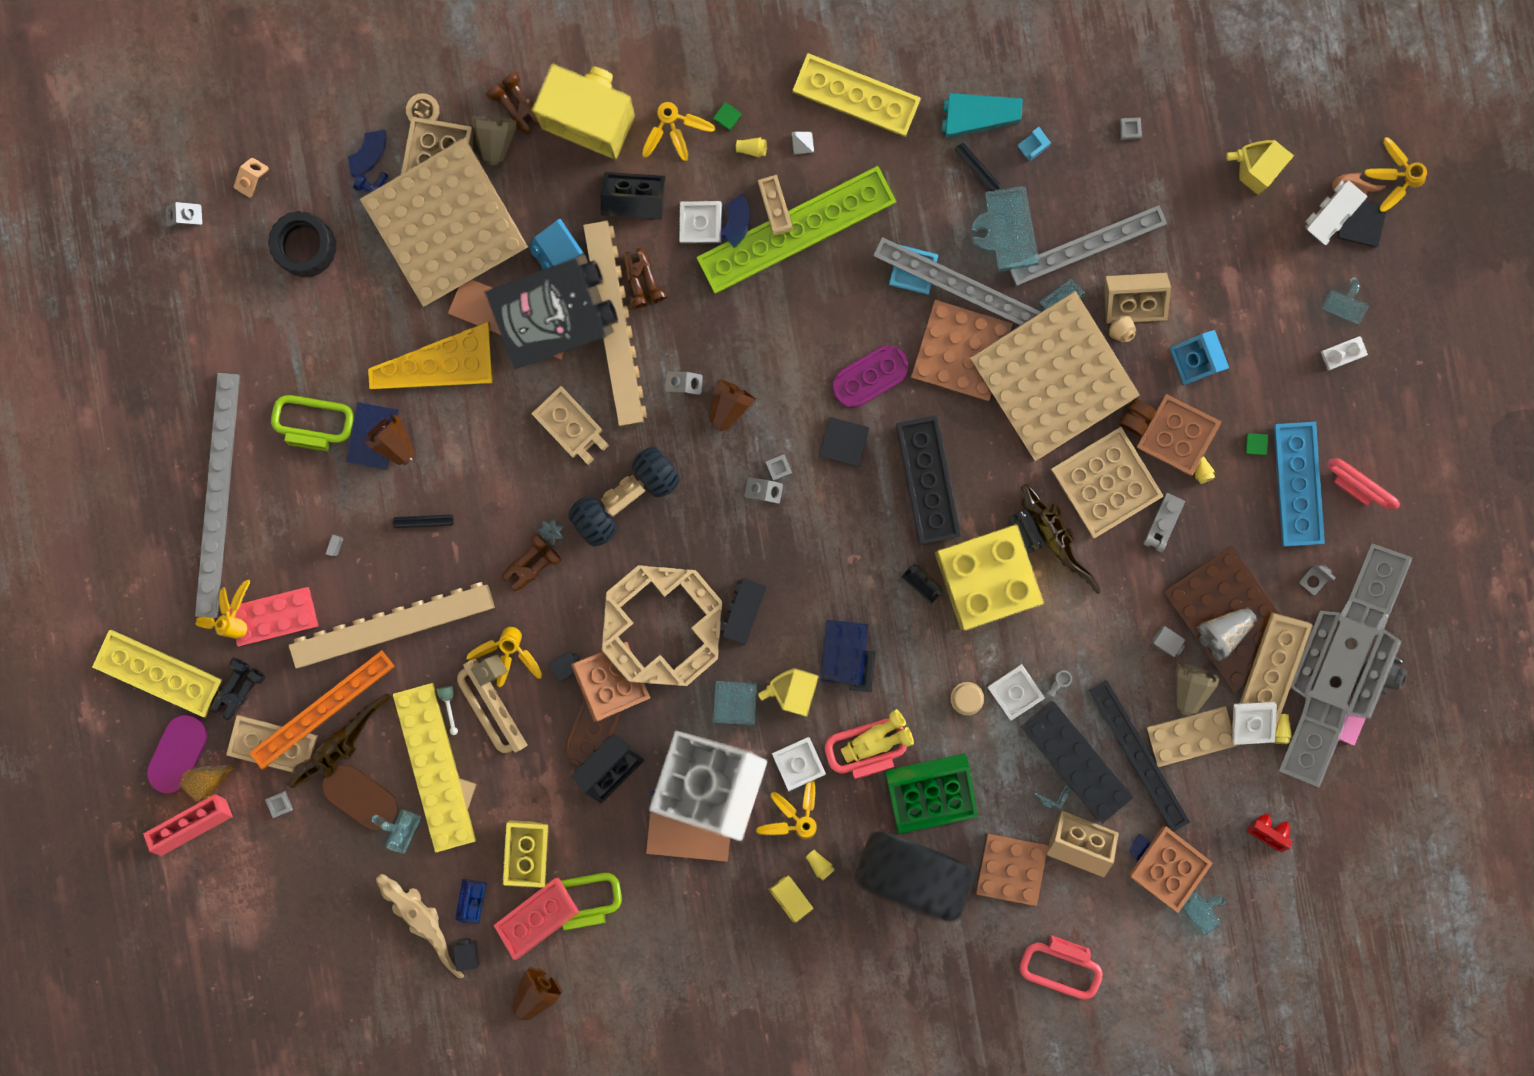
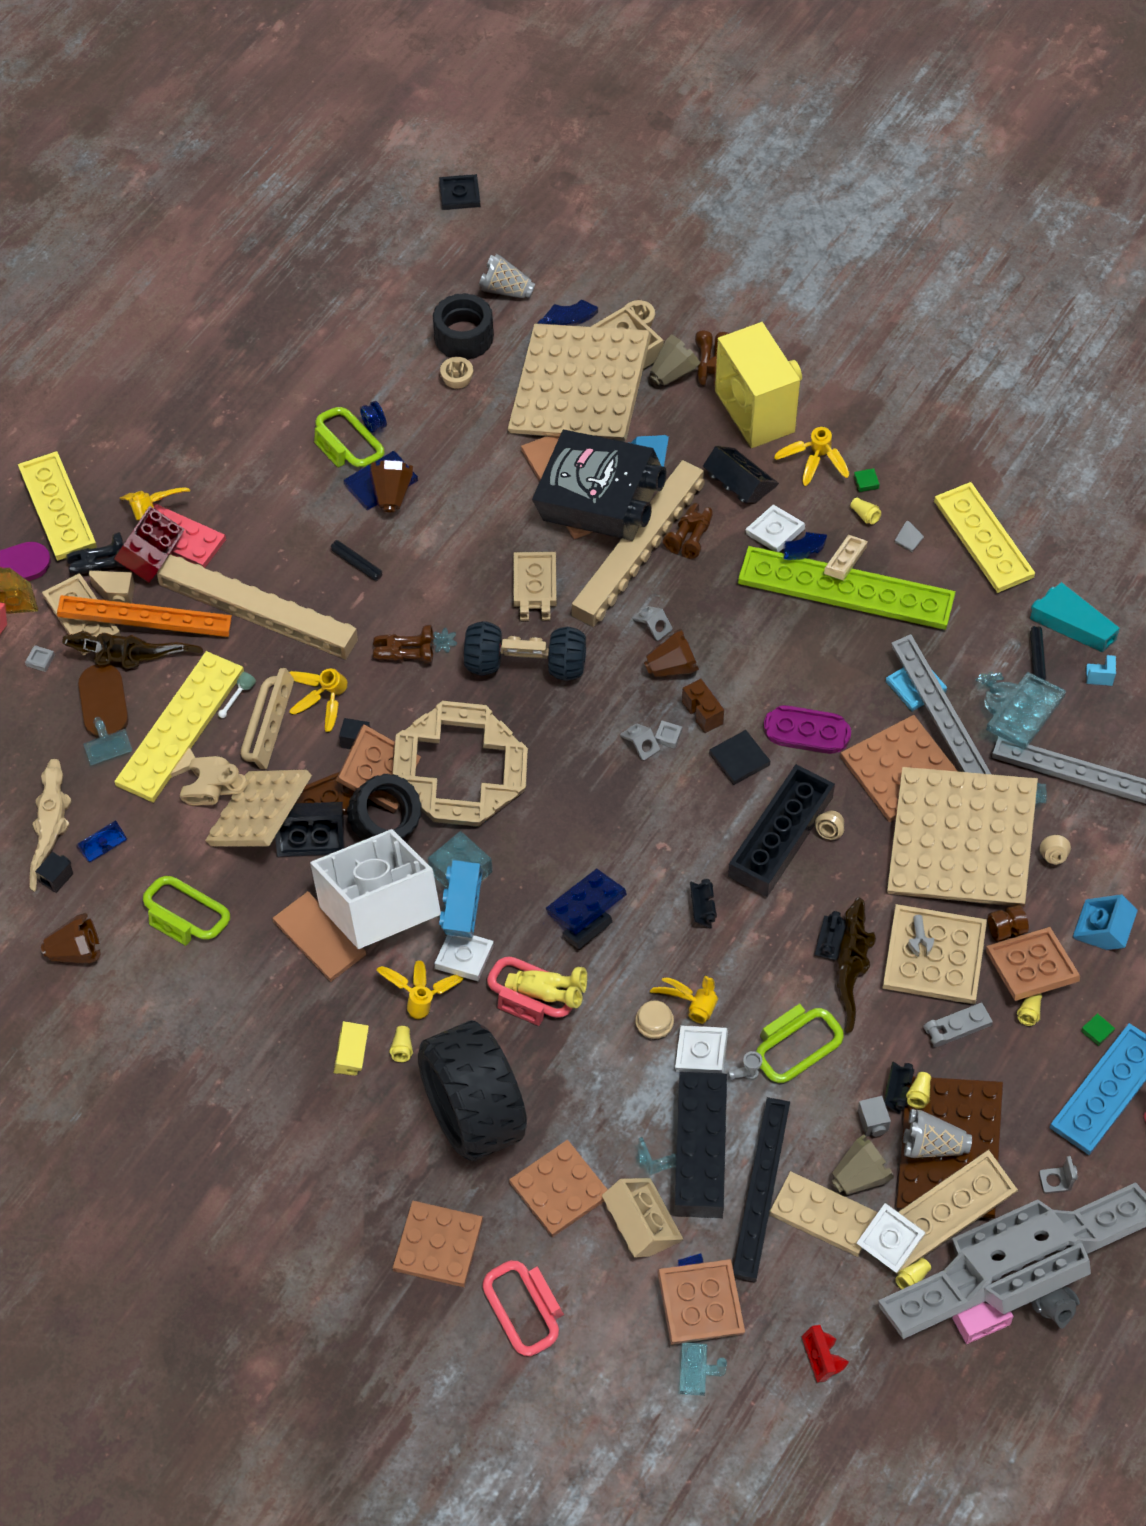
camera: 45 degrees right, 30 degrees down
(167, 108) = (459, 192): none -> black tile
(184, 214) = (402, 254): bracket -> none
(217, 495) = (232, 430): light grey plate -> none
(248, 178) = (468, 265): light nougat bracket -> none
(267, 651) = (149, 544): none -> dark red slope
(273, 703) = (113, 585): none -> tan slope
(290, 169) = (505, 279): none -> light grey cone
(313, 390) = (373, 416): none -> clear blue wheel
(334, 545) = (274, 523): light grey tile -> none
(335, 288) = (456, 372): none -> tan piece
(450, 361) = (482, 472): yellow wing -> none
(489, 670) = (295, 688): dark tan brick -> none
(506, 793) = (215, 779): none -> tan piece
(525, 853) = (178, 831): light yellow slope -> none
(536, 918) = (136, 886): coral plate -> none
(563, 789) = (259, 810): none -> tan plate
(672, 714) = (398, 788): none -> black tyre
(743, 611) = (535, 808): black brick -> none
(771, 739) = (461, 898): none -> dark azure brick
(792, 425) = (700, 699): none -> reddish brown brick
(793, 690) = (517, 891): light yellow piece -> none
(932, 793) = (553, 1067): green slope -> none
(955, 443) = (830, 825): none -> tan cone
(962, 220) = (989, 679): none -> clear light blue plant
(970, 975) = (438, 1243): none -> nougat plate
(987, 658) = (703, 1001): none -> yellow plant
(988, 577) = (762, 934): light yellow brick -> none
(1055, 629) = (788, 1024): none -> lime bar
(1090, 481) = (920, 937): none -> light grey bar
(1138, 296) = (1092, 839): tan slope -> none
(1161, 598) = (896, 1088): none -> black hinge
(1186, 601) = (919, 1092): none -> light yellow cone

